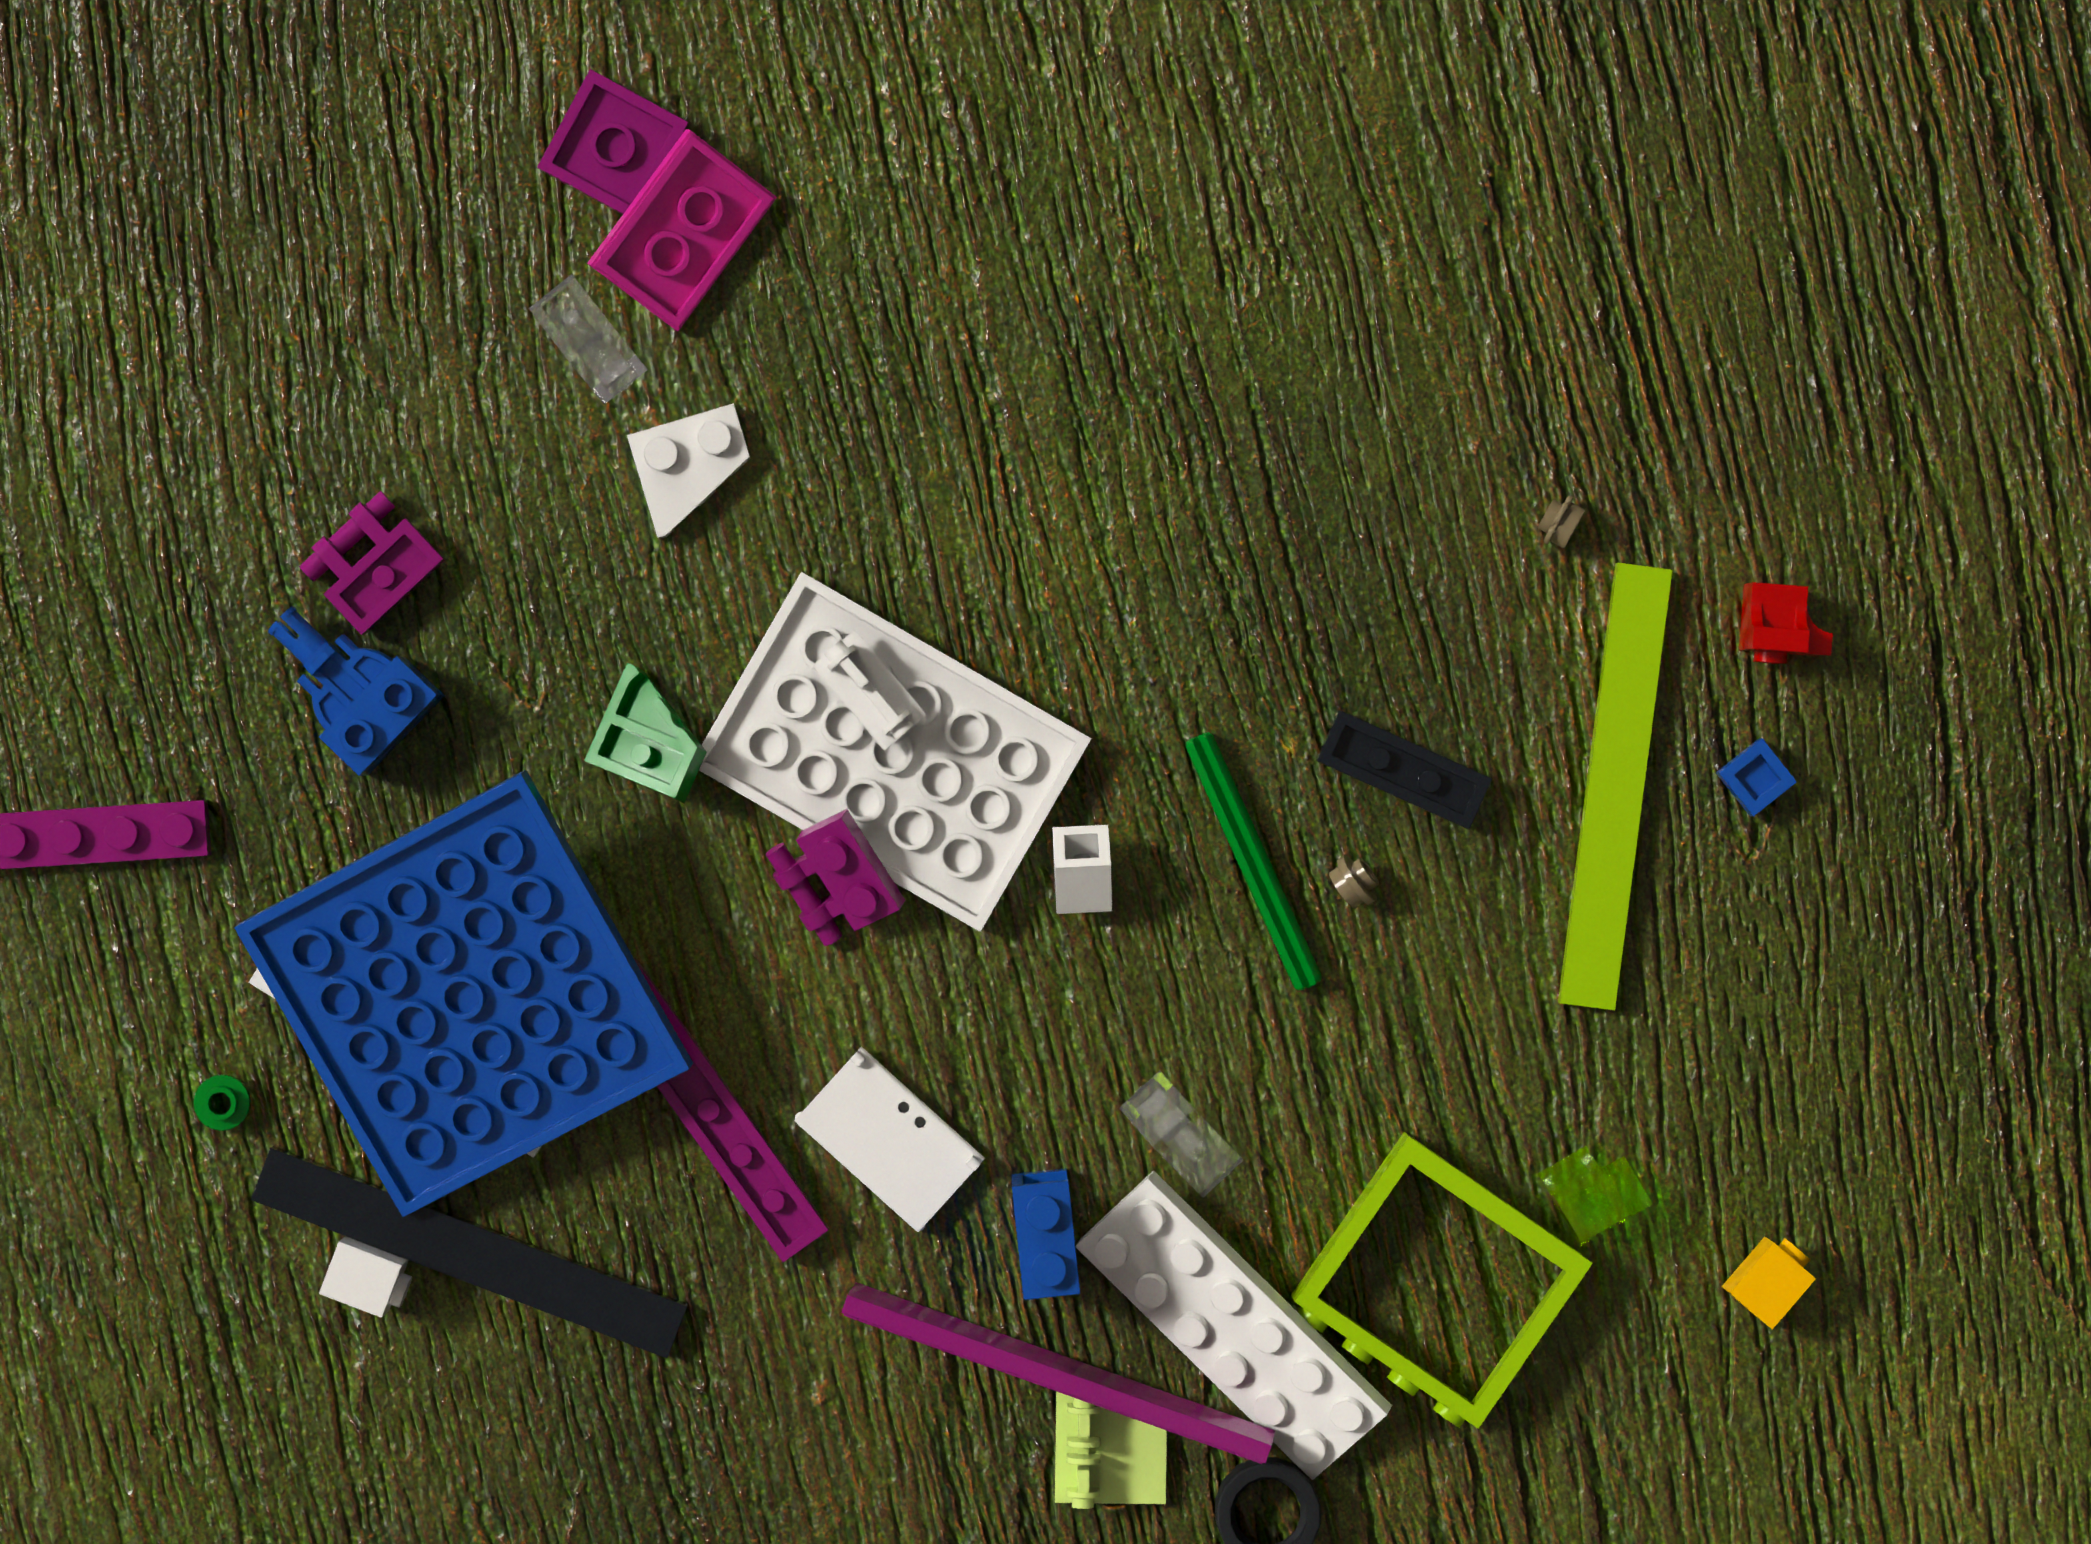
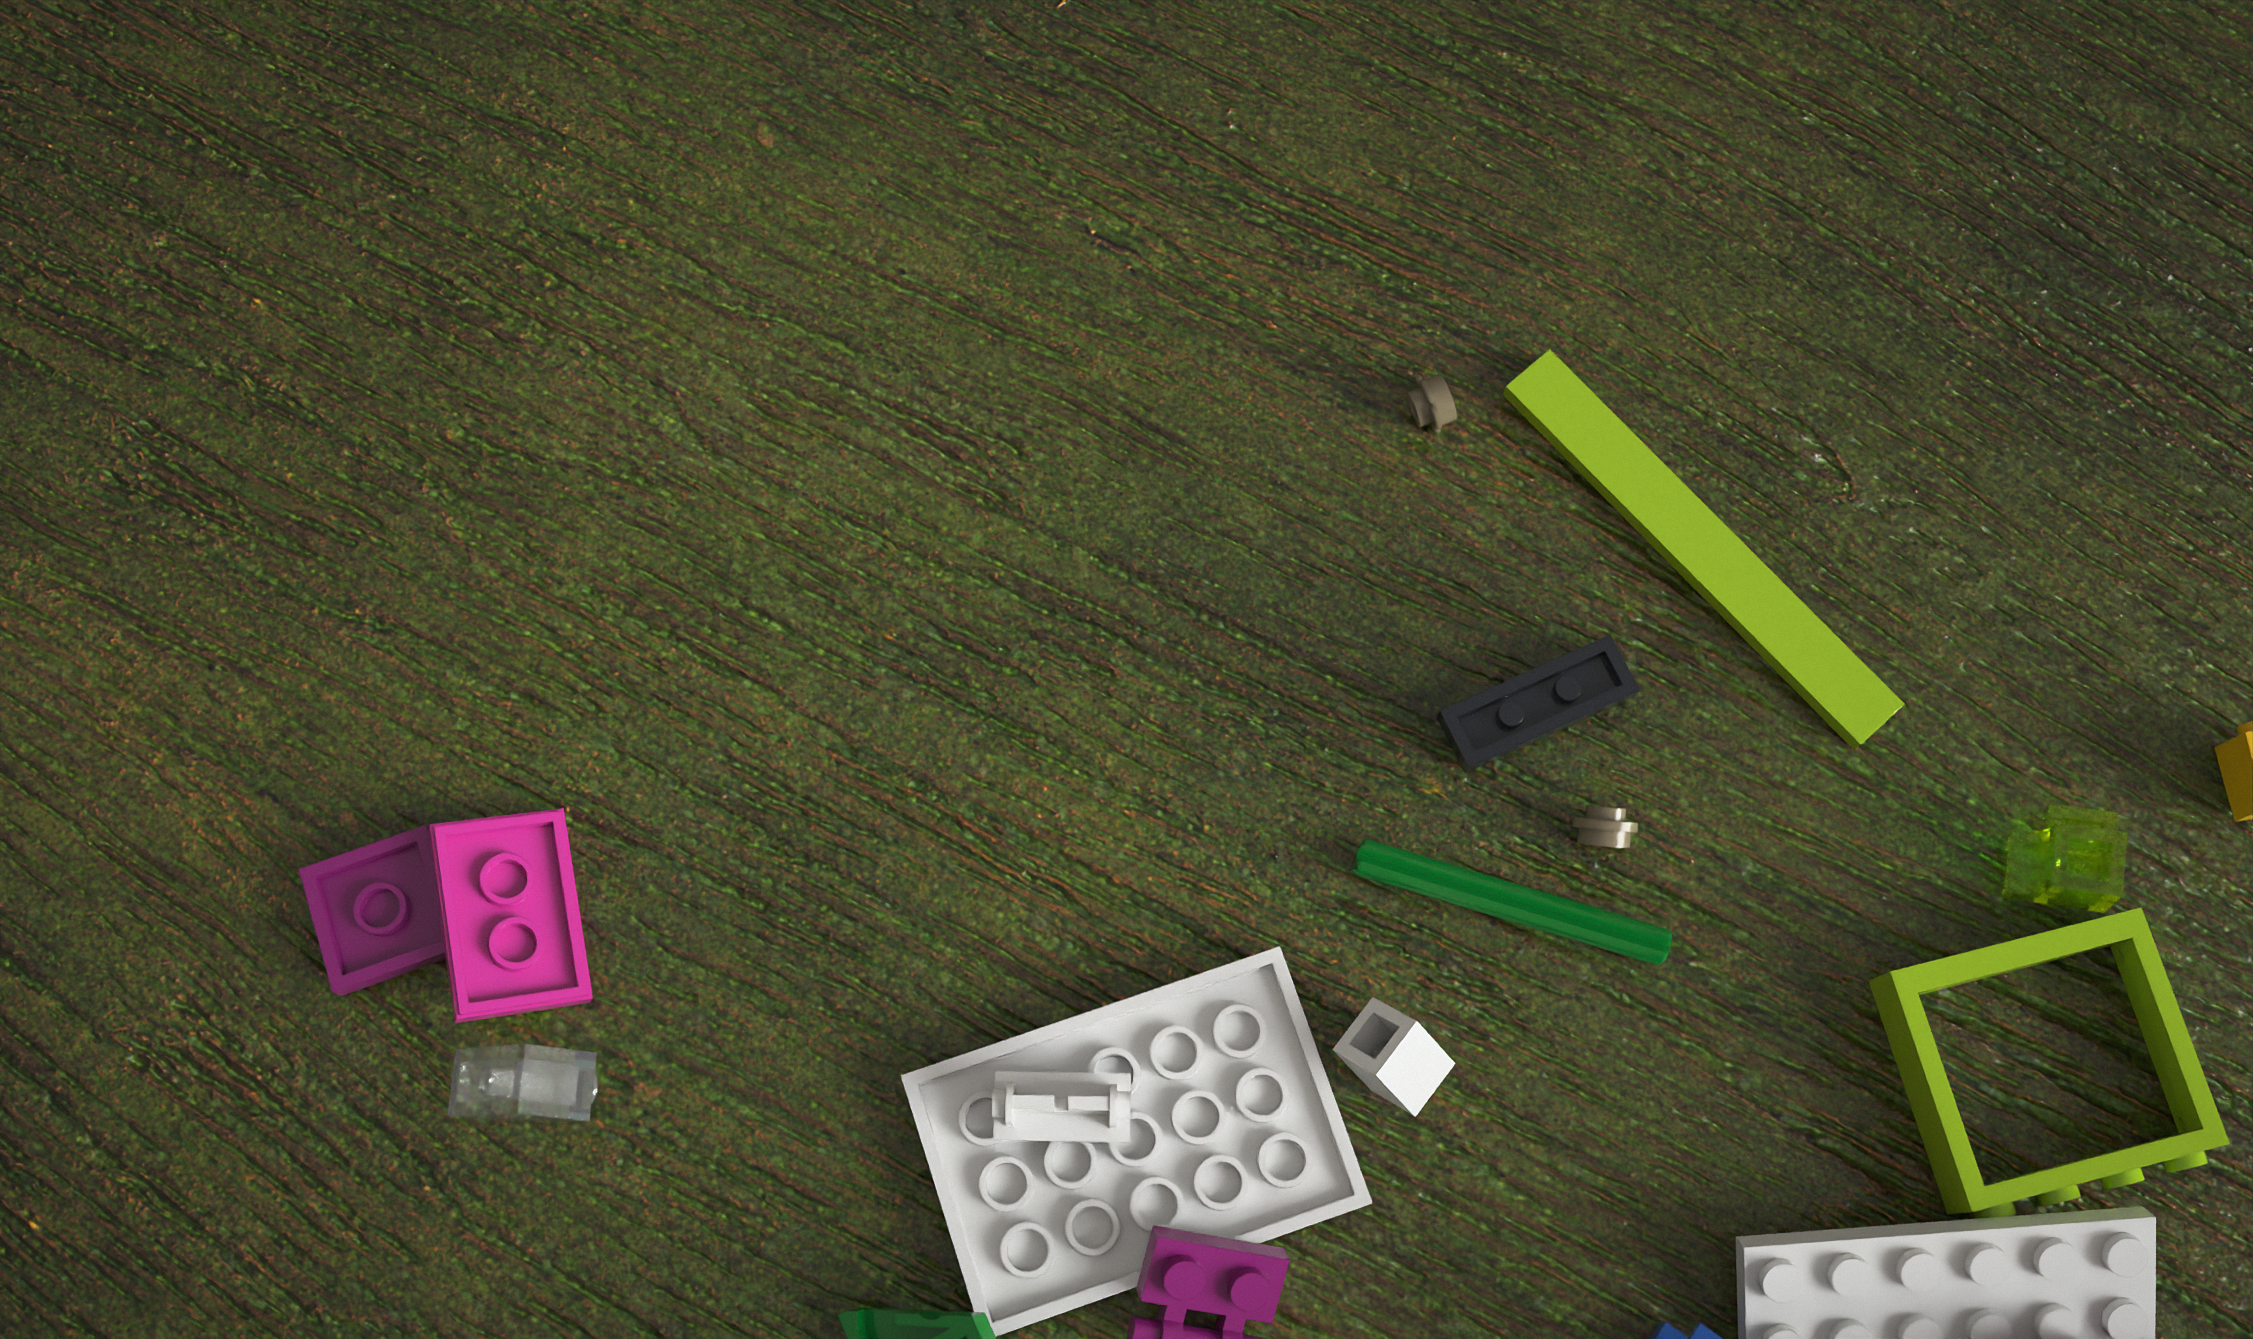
camera: 50 degrees left, 15 degrees down
(687, 462) = (712, 1094): white wing -> none
(1181, 1134) = (1715, 1181): clear slope -> none
(1756, 777) = (1787, 425): blue plate -> none
(1779, 624) = (1669, 301): red brick -> none

